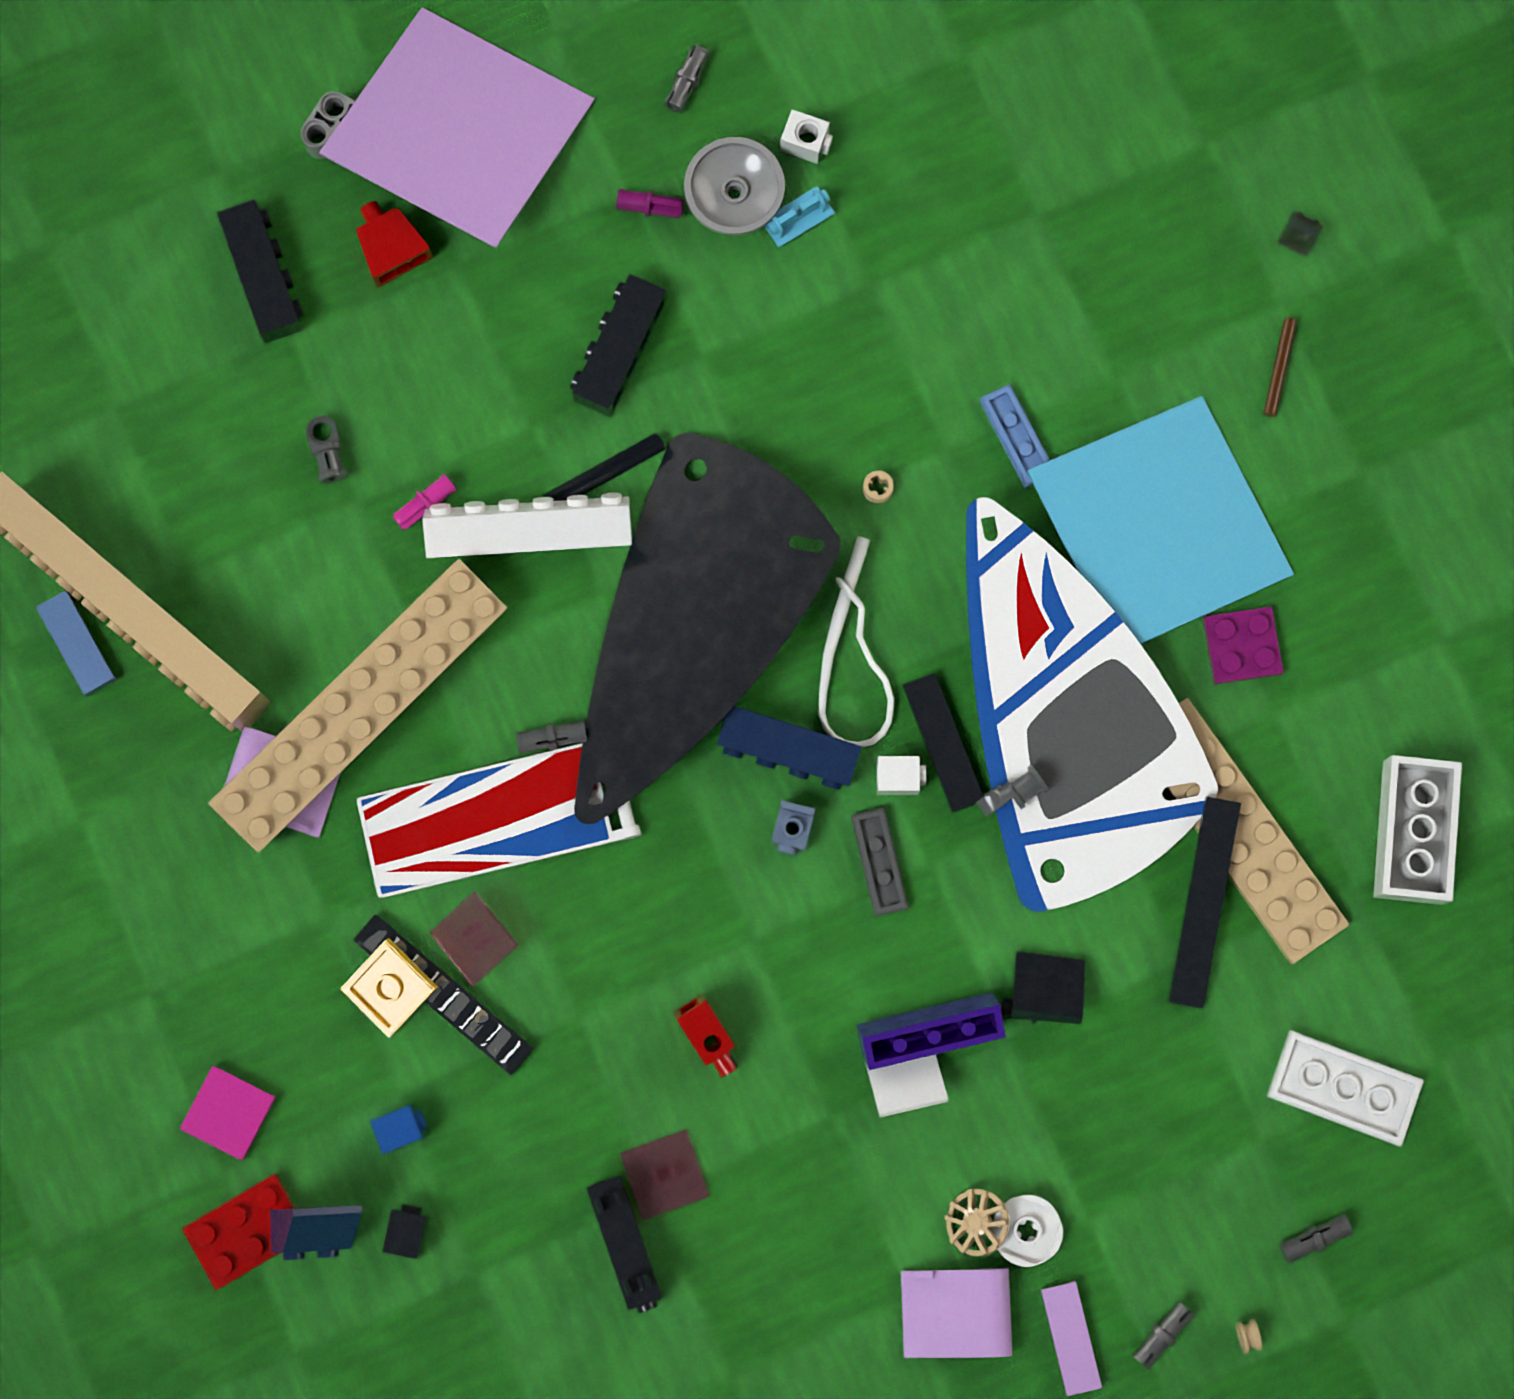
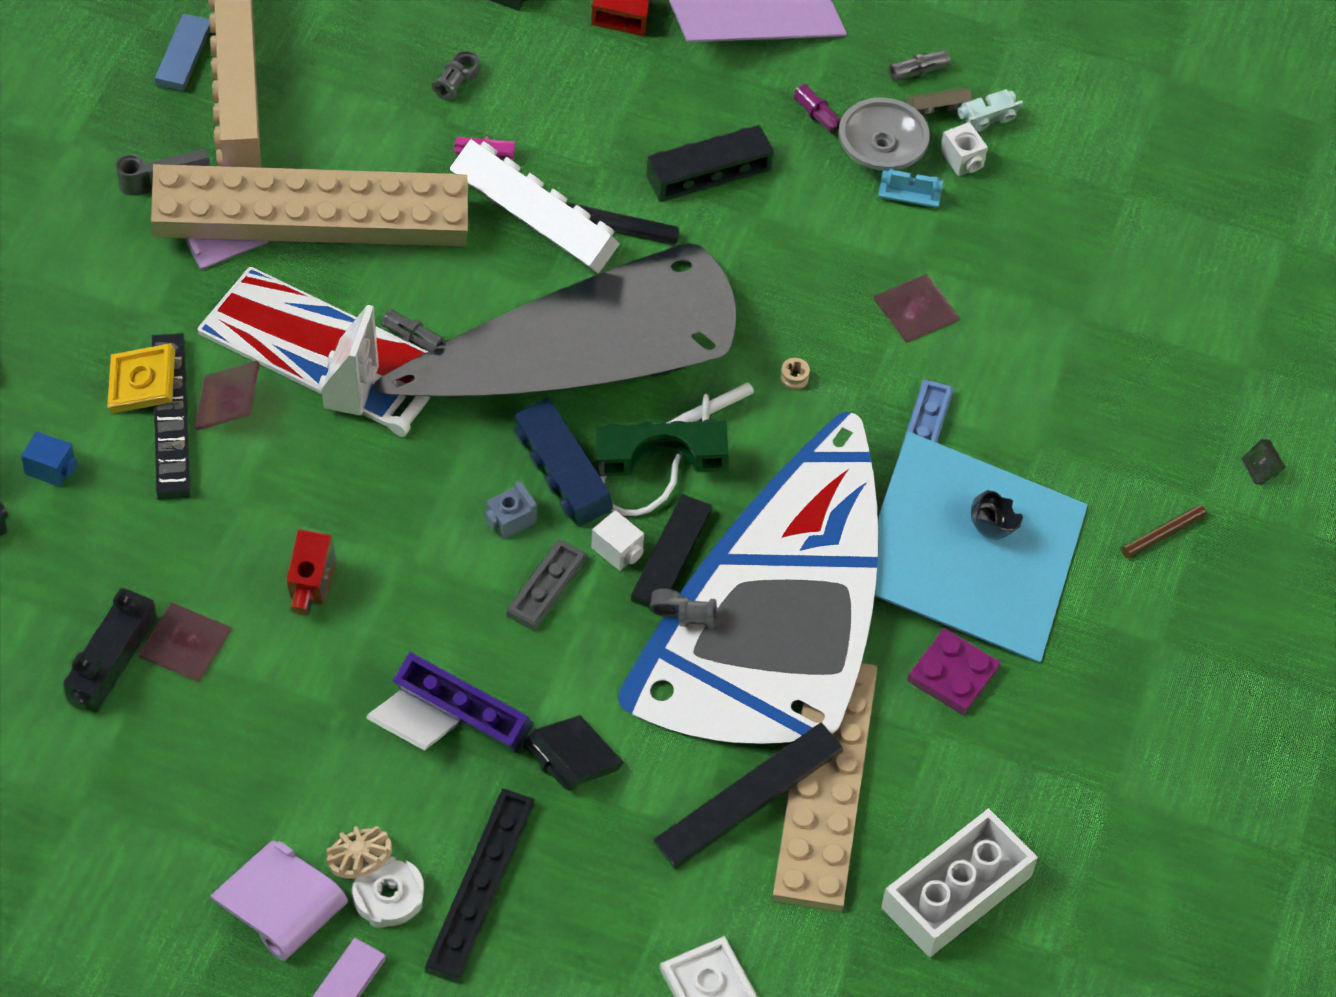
camera: 40 degrees right, 25 degrees down
(197, 783) = (137, 178): none -> dark grey plate
(552, 829) = (352, 366): none -> white slope
(737, 102) = (950, 99): none -> dark tan plate
(785, 88) = (1000, 109): none -> light aqua hinge
(886, 632) = (625, 445): none -> dark green arch
(907, 330) = (916, 308): none -> clear pink piece
(1082, 1158) = (479, 886): none -> black tile
(1163, 486) = (994, 515): none -> black hair

